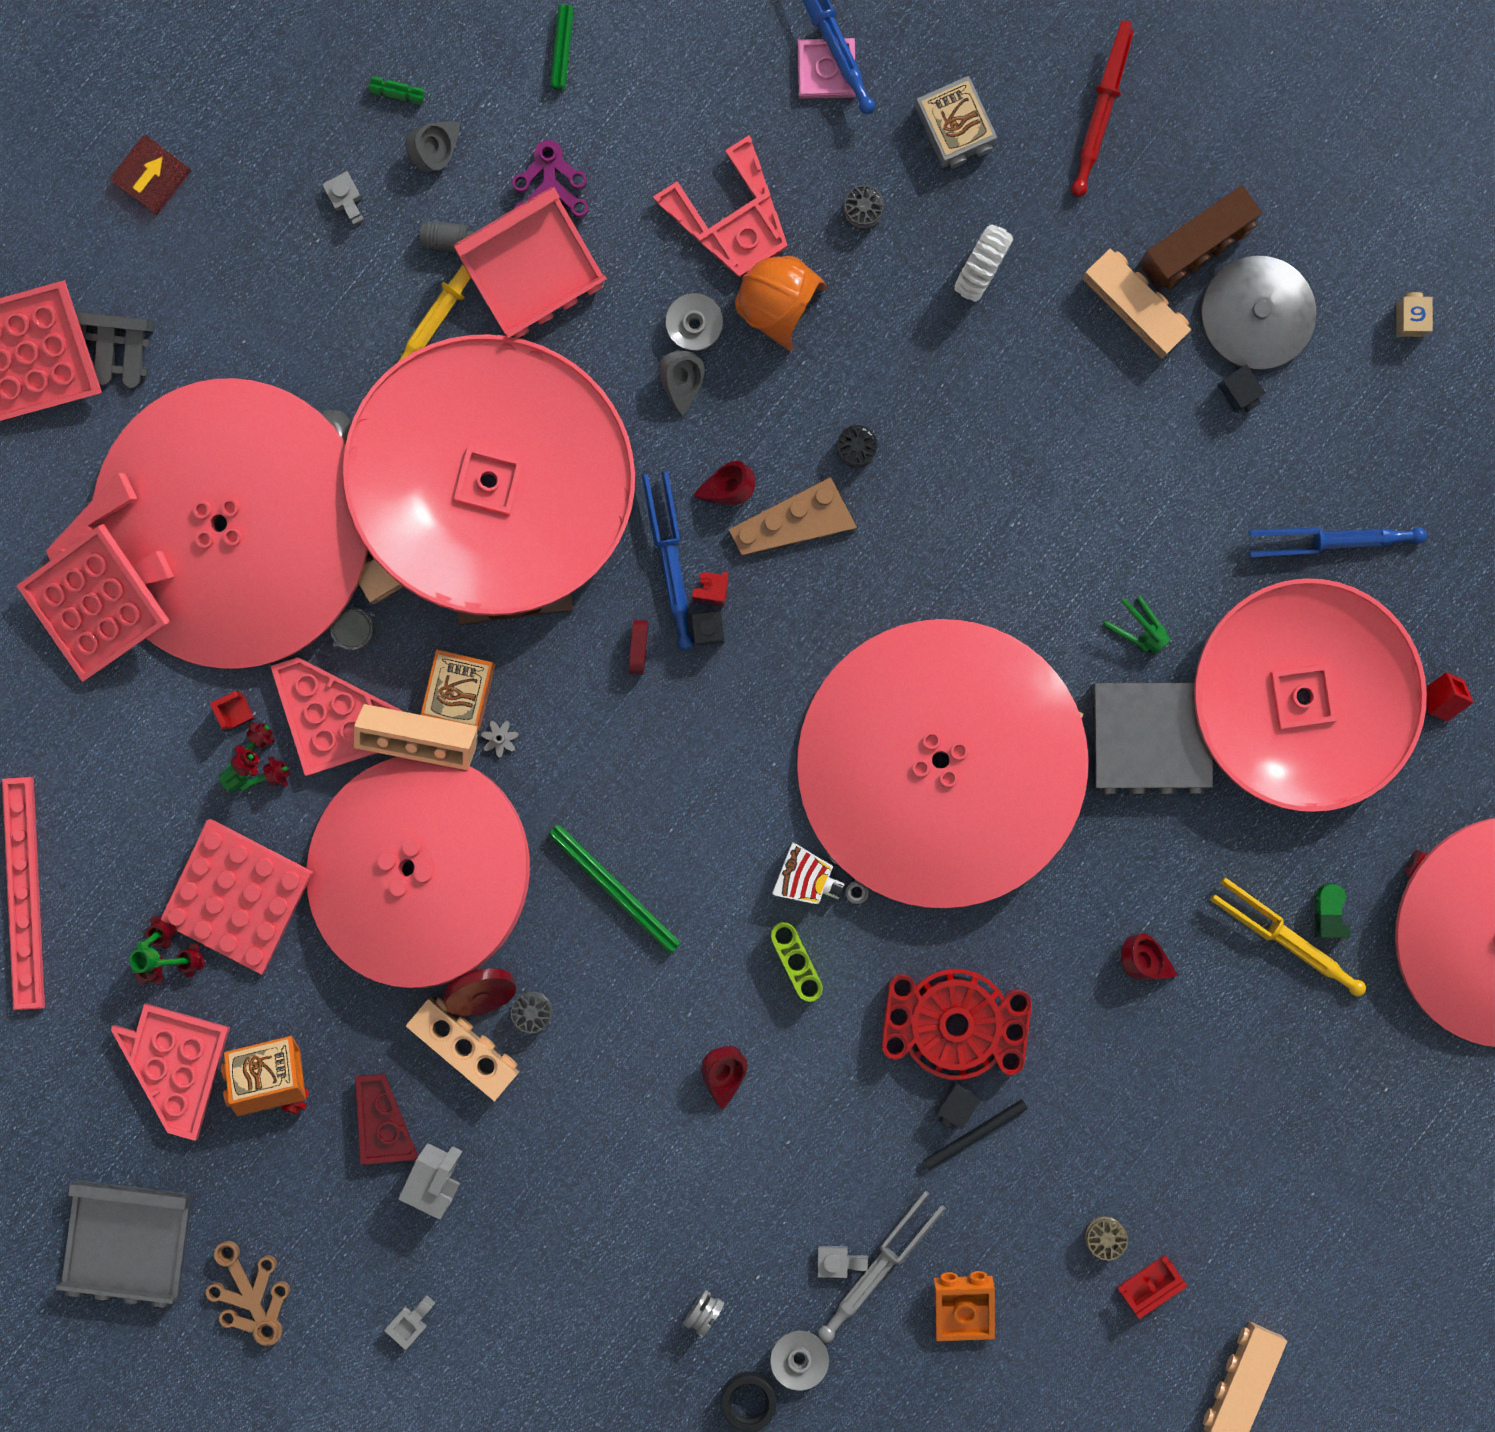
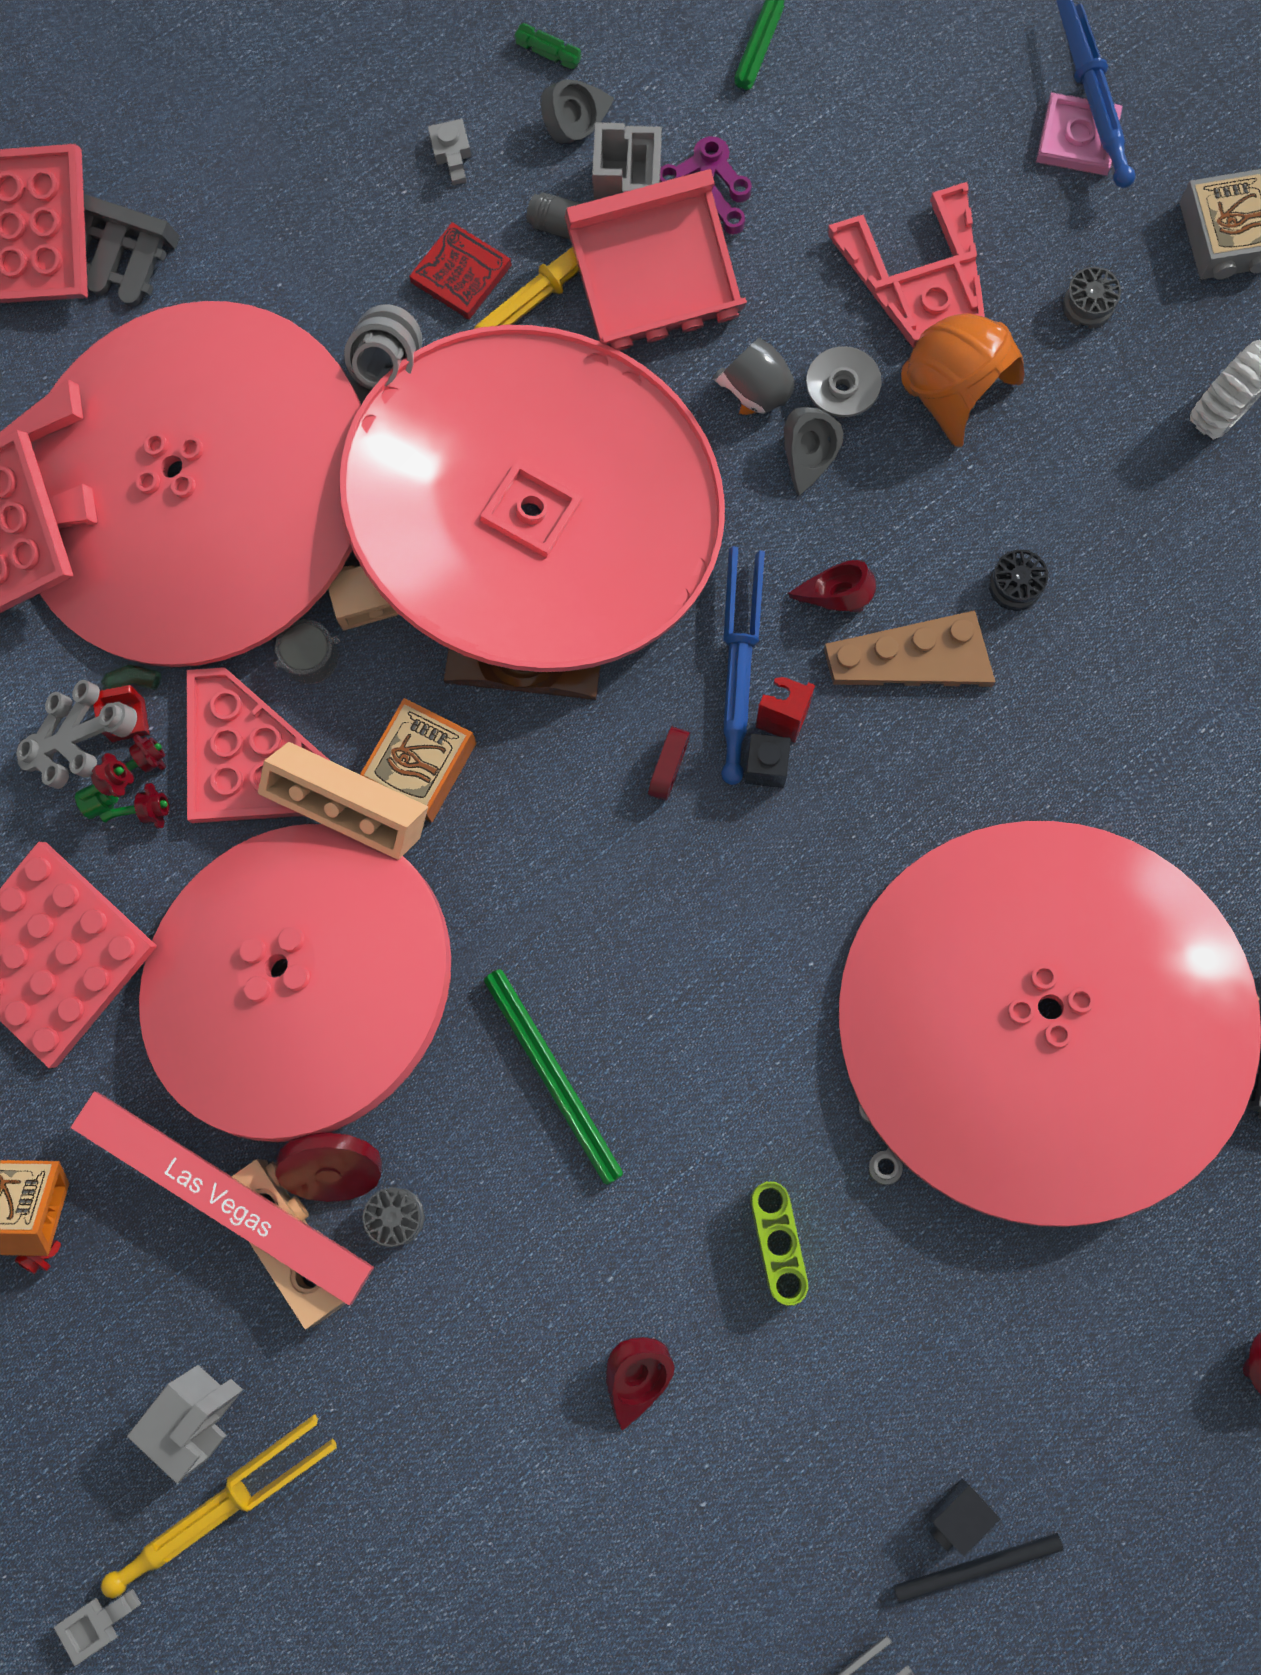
camera: 20 degrees right, 10 degrees down
(150, 174) = (228, 74): clear red tile -> none
(179, 752) = (38, 749): none -> light grey plant
(225, 680) = (130, 675): none -> clear green arm
(344, 384) = (380, 343): none -> light grey piece
(380, 1123) = (143, 1318): dark red wing -> none
(381, 298) = (460, 270): none -> red tile
(412, 1030) = (223, 1198): none -> coral tile
(468, 1231) = (214, 1511): none -> yellow piece
(487, 185) = (625, 158): none -> light grey plate
(504, 742) = (458, 843): light grey plant -> none
(629, 336) = (758, 378): none -> dark grey piece
(806, 877) = (820, 1127): torso -> none
(984, 1031) = (1006, 1432): red piece -> none

